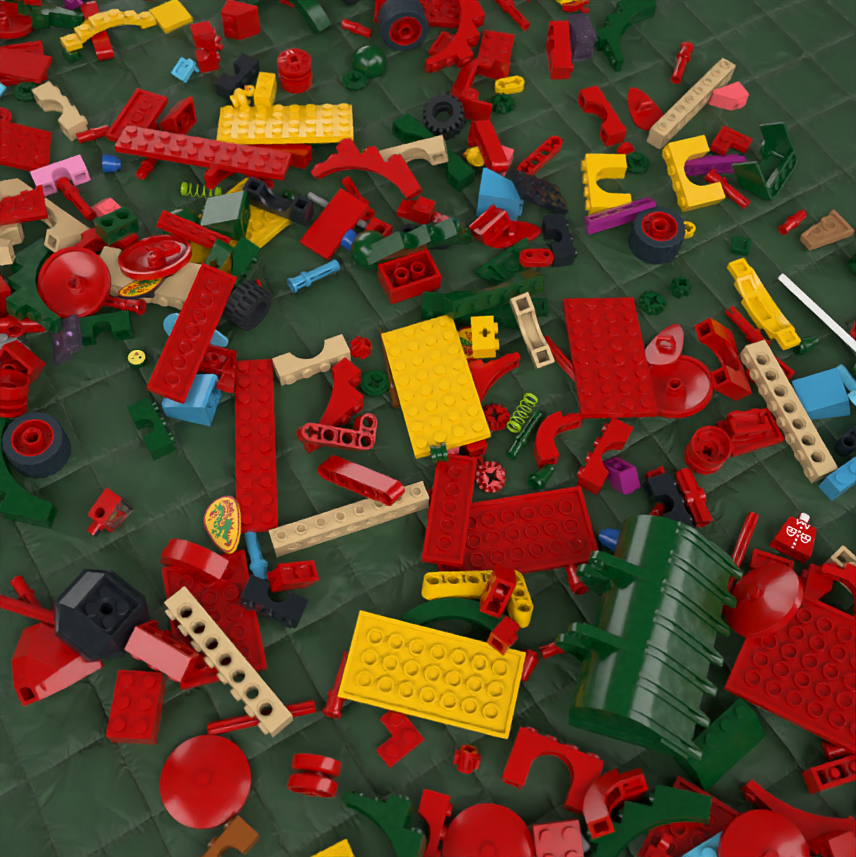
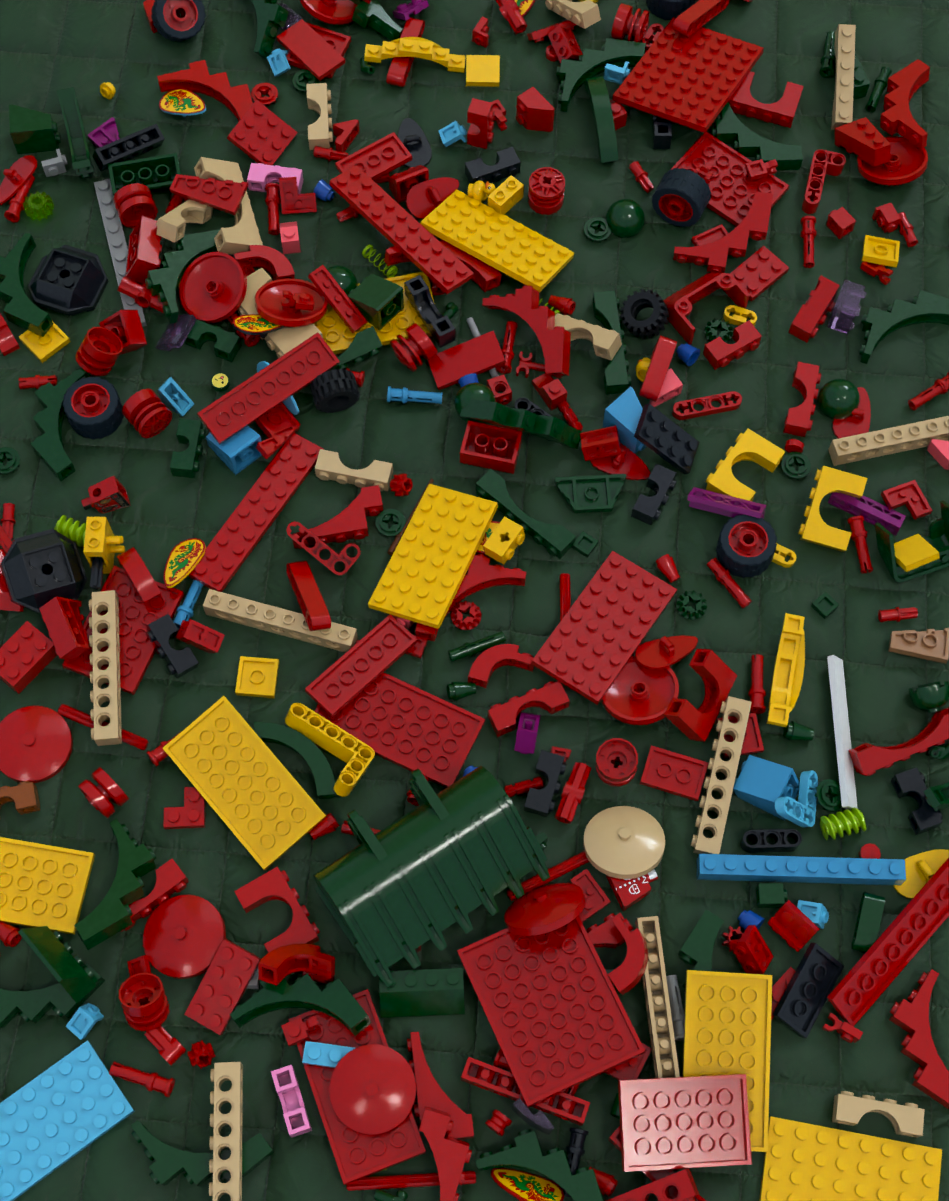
camera: 40 degrees right, 5 degrees up
(89, 183) = (292, 201): none -> red plate
(92, 419) = (147, 413): none -> red wheel
(93, 111) = (345, 134): none -> red slope
(106, 393) = (175, 397): none -> medium azure slope
(108, 561) = (72, 531): none -> lime piece
(116, 225) = (281, 254): dark green brick -> none
(142, 559) = (100, 548): none -> yellow piece
(158, 88) = (416, 143): none -> black shield
(204, 120) = (429, 194): none -> red shield
(219, 253) = (344, 330): dark green piece -> none
(286, 236) = (413, 347): none -> red wheel
(365, 579) = (257, 677): none -> yellow tile
(377, 141) = (563, 304): none -> red cone
(381, 204) = (526, 364): none -> red bar
(439, 453) = (385, 614): dark green wheel -> none
(466, 759) = (221, 861): red gear -> none
(470, 301) = (513, 501): dark green arch -> none
(482, 478) = (421, 653): red gear -> none
(498, 591) = (337, 752): red brick -> none
(499, 128) = (688, 354): none -> blue hat
(504, 635) = (316, 789): red brick -> none
(515, 423) = (472, 631): lime piece -> none
(519, 115) = (720, 353): none -> red arch
(530, 330) = (547, 580): tan arch -> none
(537, 258) = (616, 499): red plate -> none
(612, 285) = (668, 568): none -> red cone
(626, 101) = (838, 398): none -> dark green piece
(662, 269) = (725, 578): none -> red pin
(680, 287) = (728, 607): dark green gear -> none
(747, 424) = (671, 764): red hinge -> none
(765, 508) = (624, 842): none -> tan dish
(774, 170) = (914, 552): none -> yellow tile

